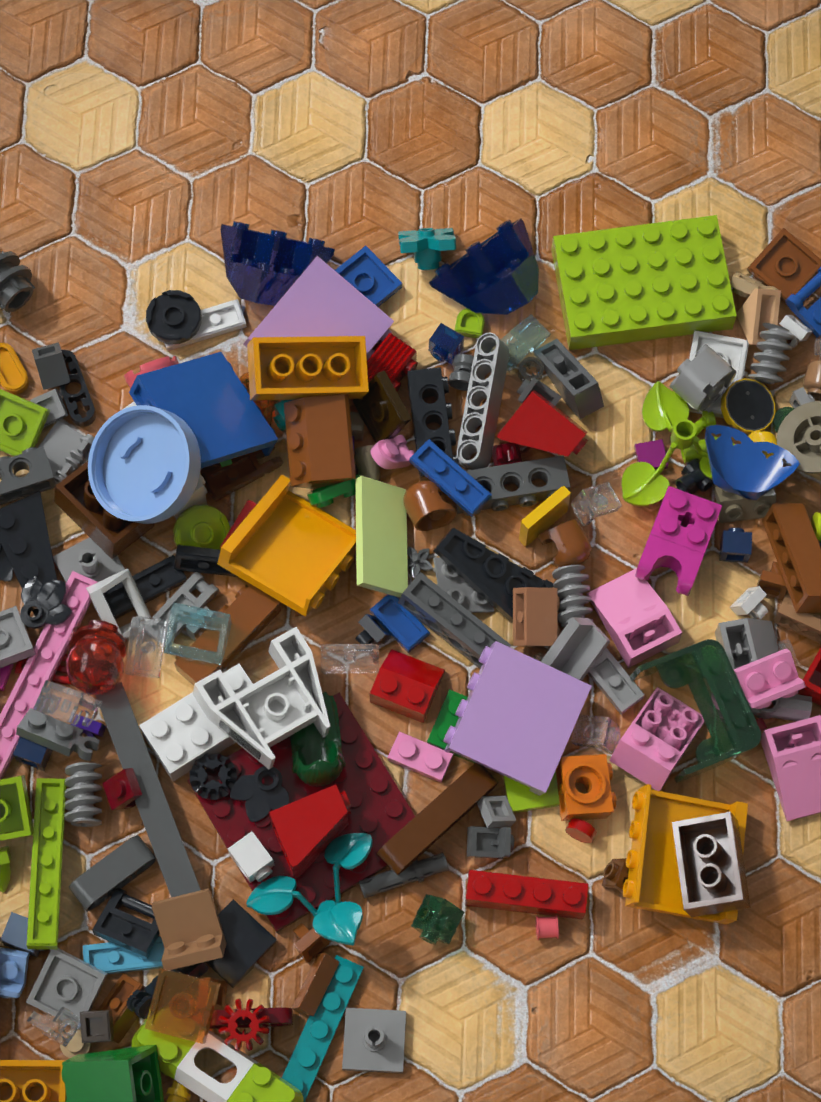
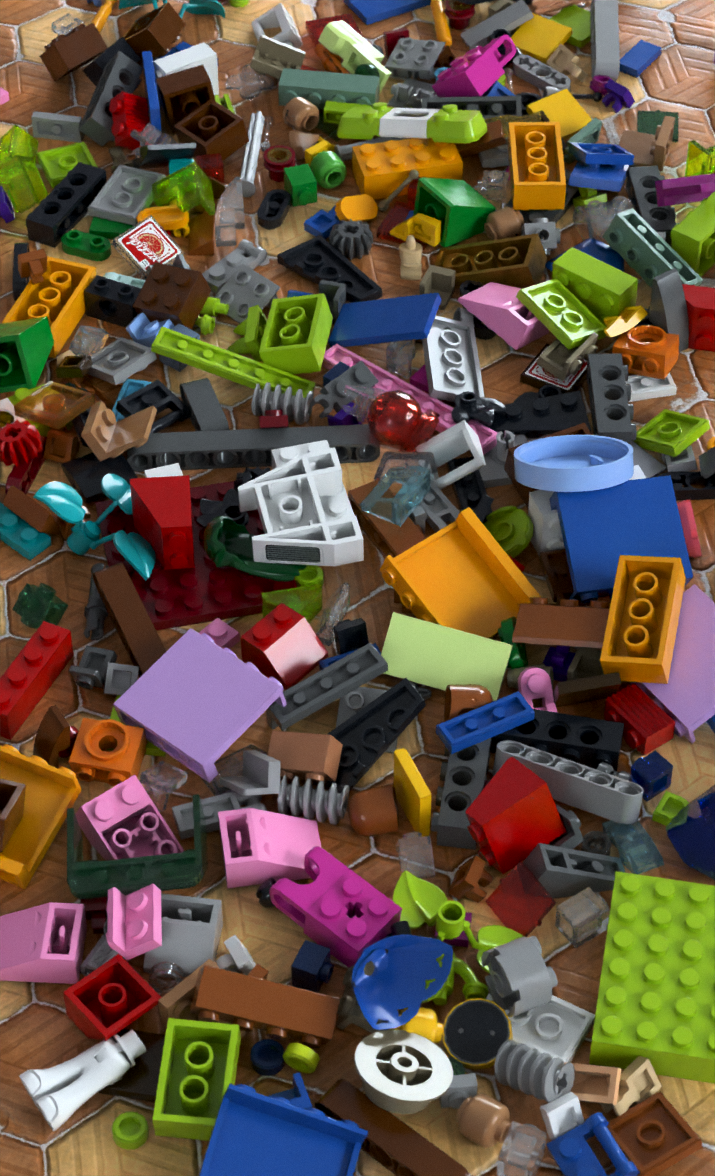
camera: 110 degrees right, 25 degrees down
(354, 690) = (304, 600): none -> clear neon green slope
(597, 835) = (52, 736): none -> reddish brown slope
(604, 455) = (467, 880): none -> dark orange tile
(609, 359) = (582, 917): none -> clear brick
(615, 407) = (520, 900): none -> clear red piece
(675, 603) = (263, 893): none -> black hinge

